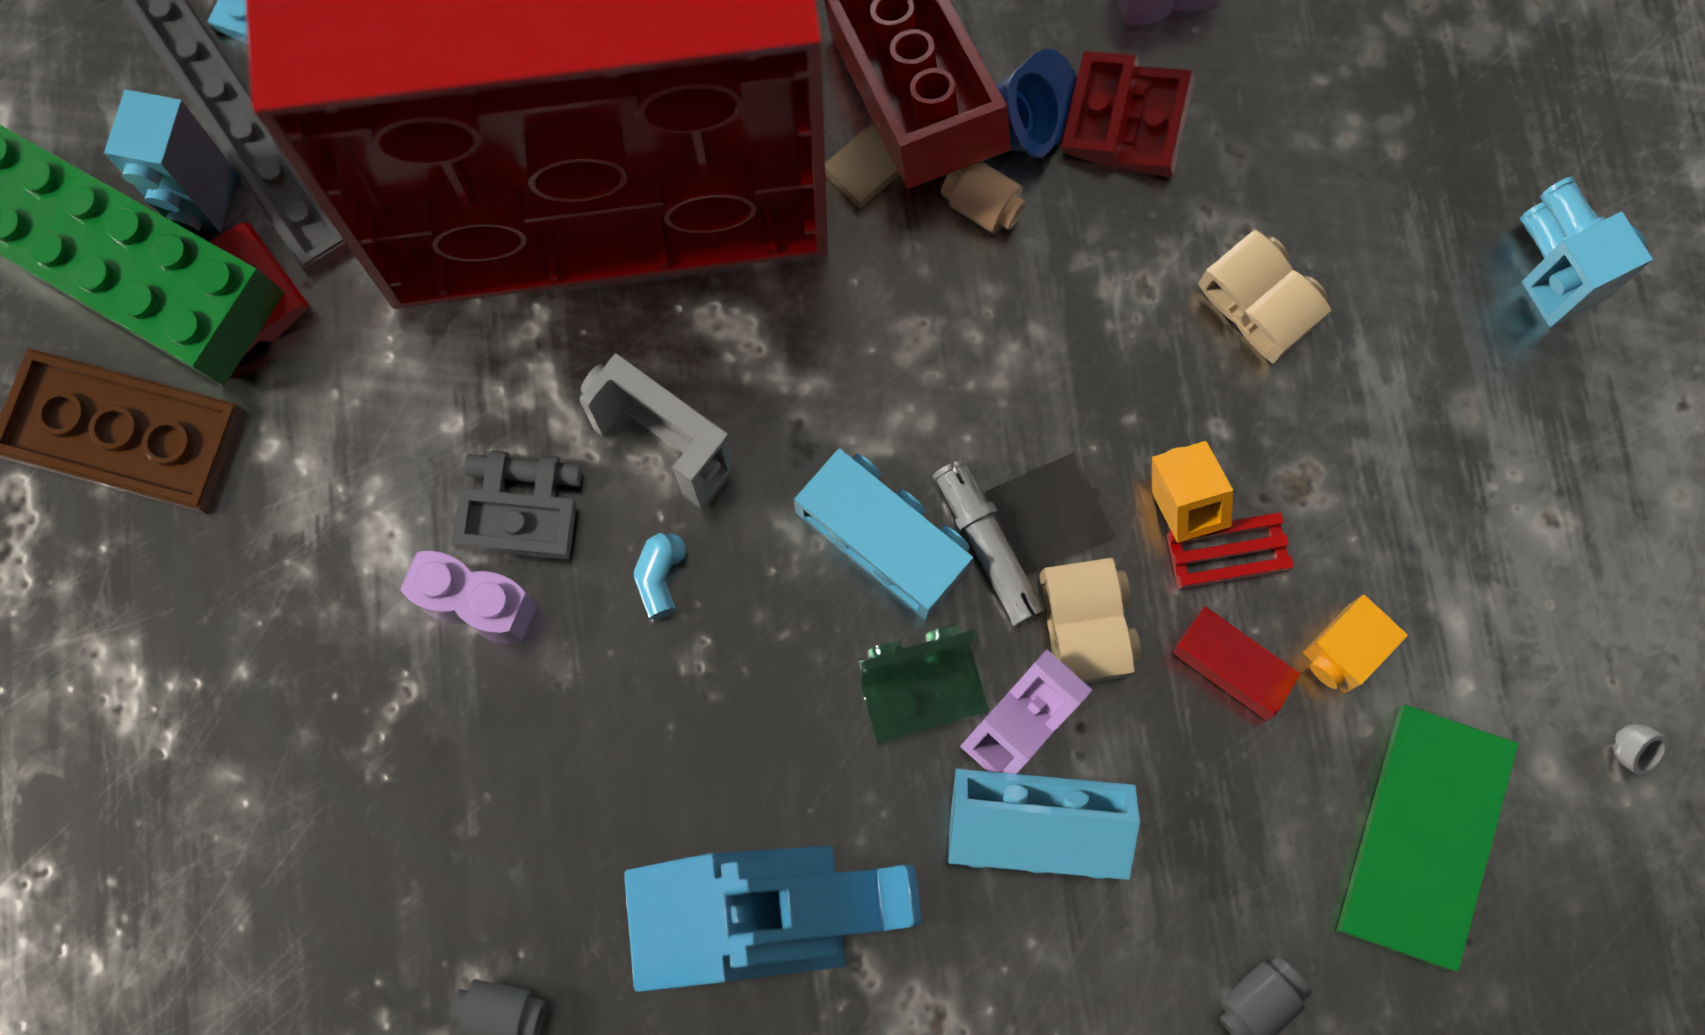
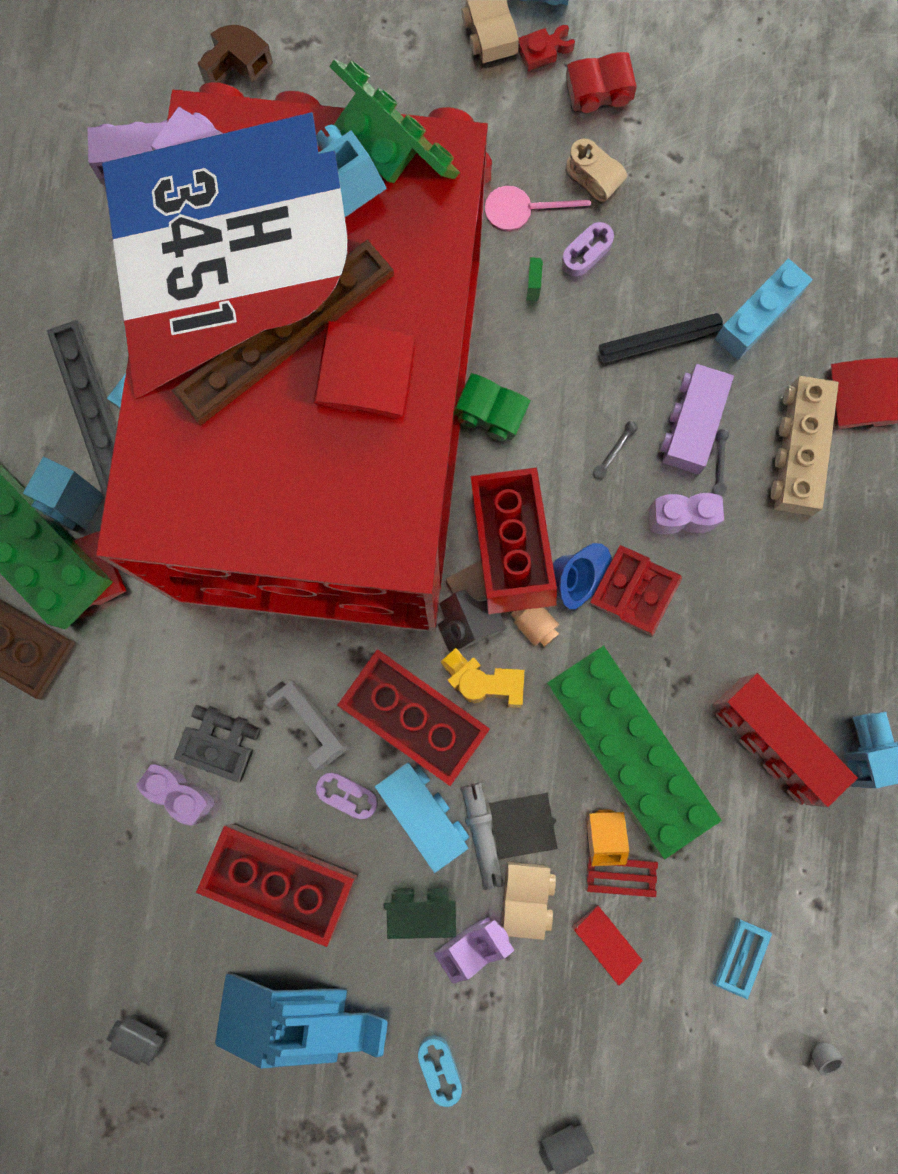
camera: 15 degrees right, 5 degrees up
(651, 570) = (285, 801): medium azure arm -> none
(673, 693) = (276, 884): none -> red brick
(755, 523) = (342, 803): none -> lavender beam
(828, 379) = (413, 717): none -> red brick
(876, 216) = (467, 621): none -> dark grey brick
(926, 301) = (478, 686): none -> yellow hips
(1032, 924) = (447, 1068): none -> medium azure beam
(1043, 824) = (468, 1015): medium azure brick -> none
(1190, 350) = (632, 753): none -> green brick
(1265, 295) = (685, 726): tan brick -> none
(1353, 645) = (676, 954): light orange brick -> none
(1426, 270) = (783, 742): none -> red brick
(1428, 838) = (688, 1077): green tile -> none
(1435, 630) = (729, 953): none -> medium azure tile

